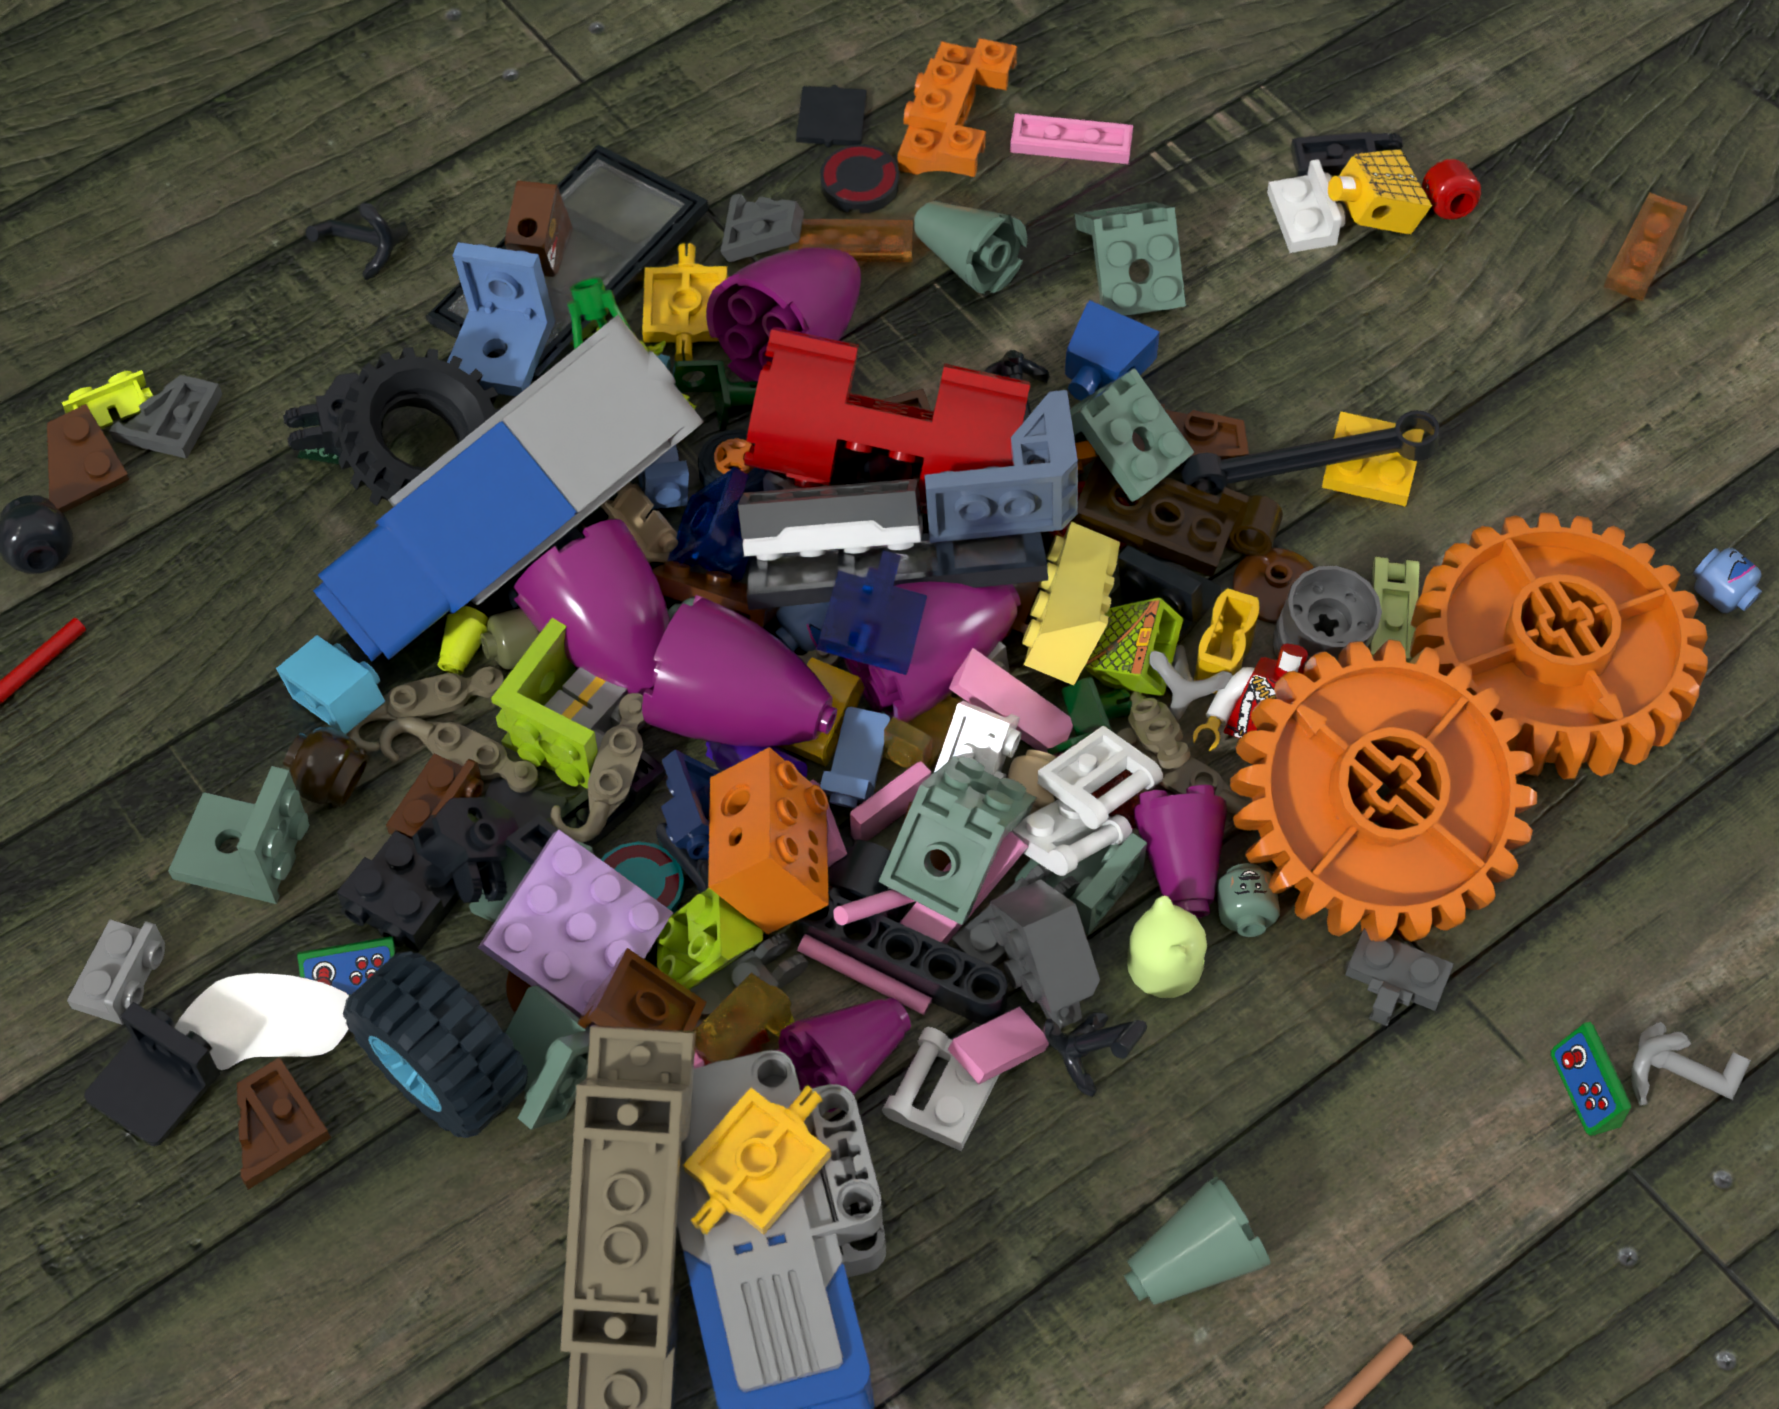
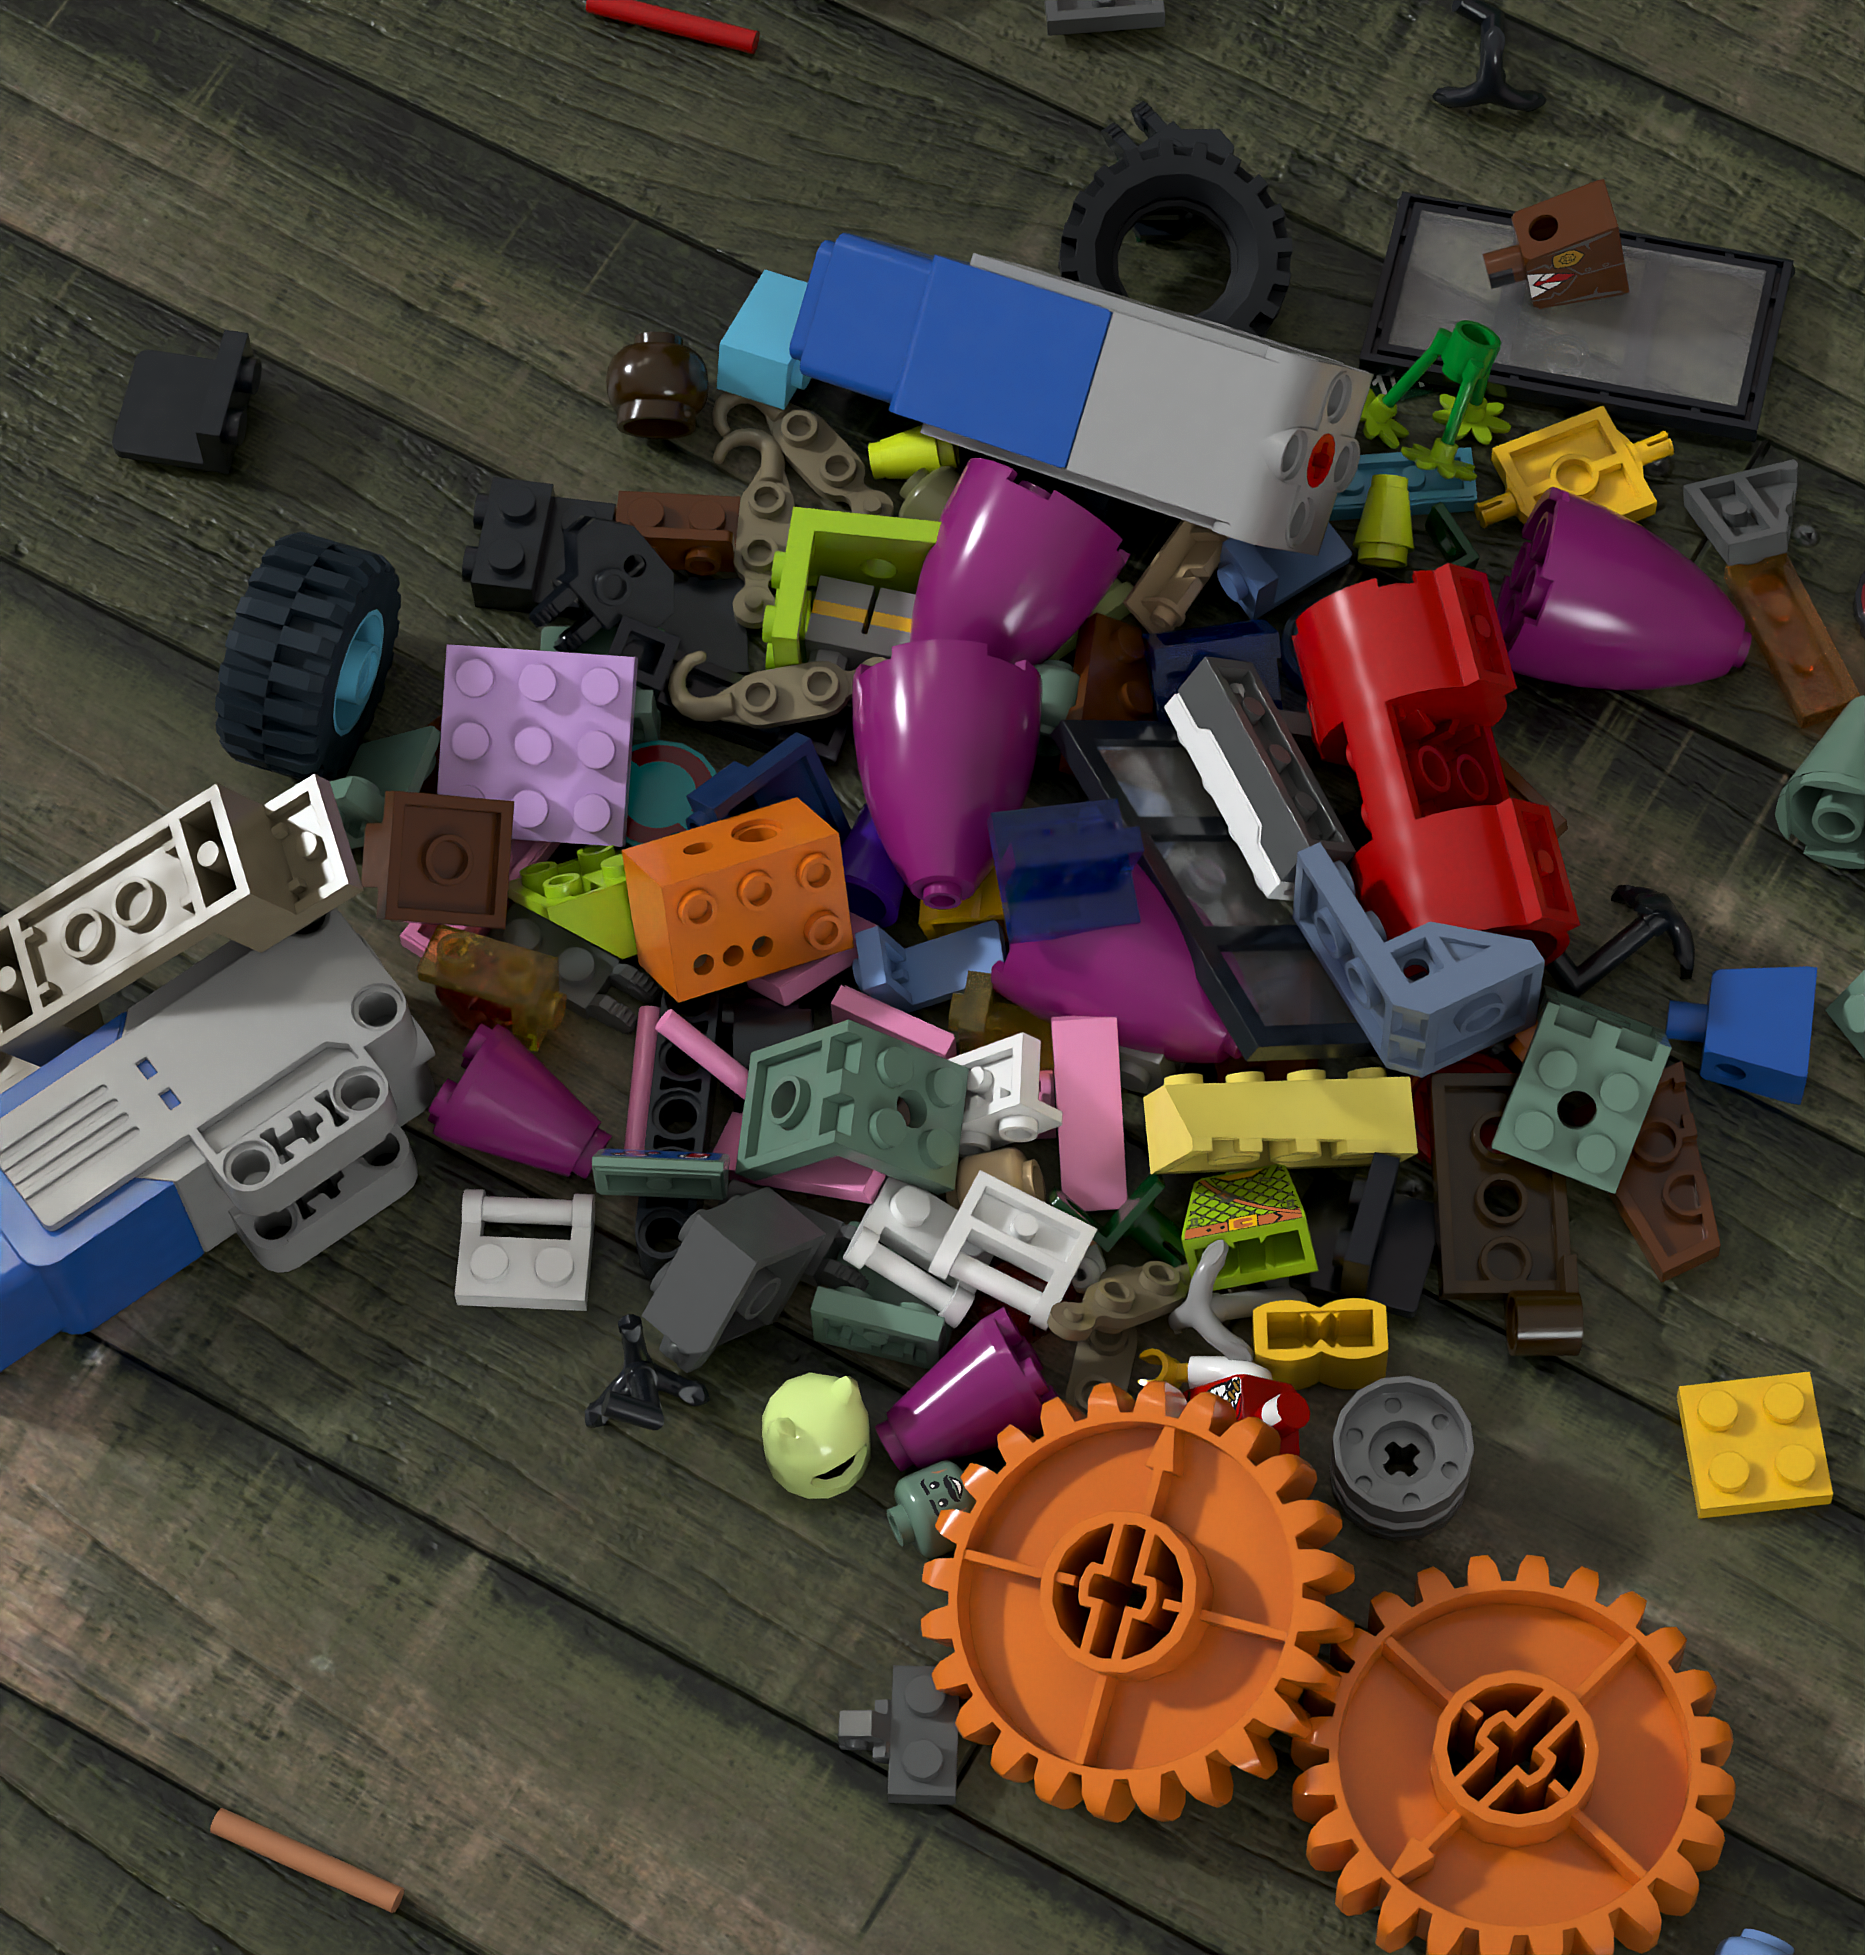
camera: 70 degrees right, 5 degrees up
(117, 970) = (312, 309): light grey bracket -> none
(265, 847) = (525, 352): sand green bracket -> none
(266, 1017) = (307, 471): white sticker -> none
(274, 1123) = (187, 555): reddish brown wing -> none
(347, 964) = (400, 529): slope -> none
(502, 315) = (1417, 273): medium blue bracket -> none
(757, 1160) = (246, 1031): yellow plate -> none
(945, 964) = (661, 1173): none -> sand green slope
(998, 1045) = (591, 1279): bright pink tile -> none
(1197, 1248) = (416, 1610): sand green cone -> none
(1213, 474) = (1608, 1240): black piece -> none
(1255, 578) = (1502, 1408): reddish brown dish -> none
(1396, 602) = (1502, 1536): yellowish green plate -> none

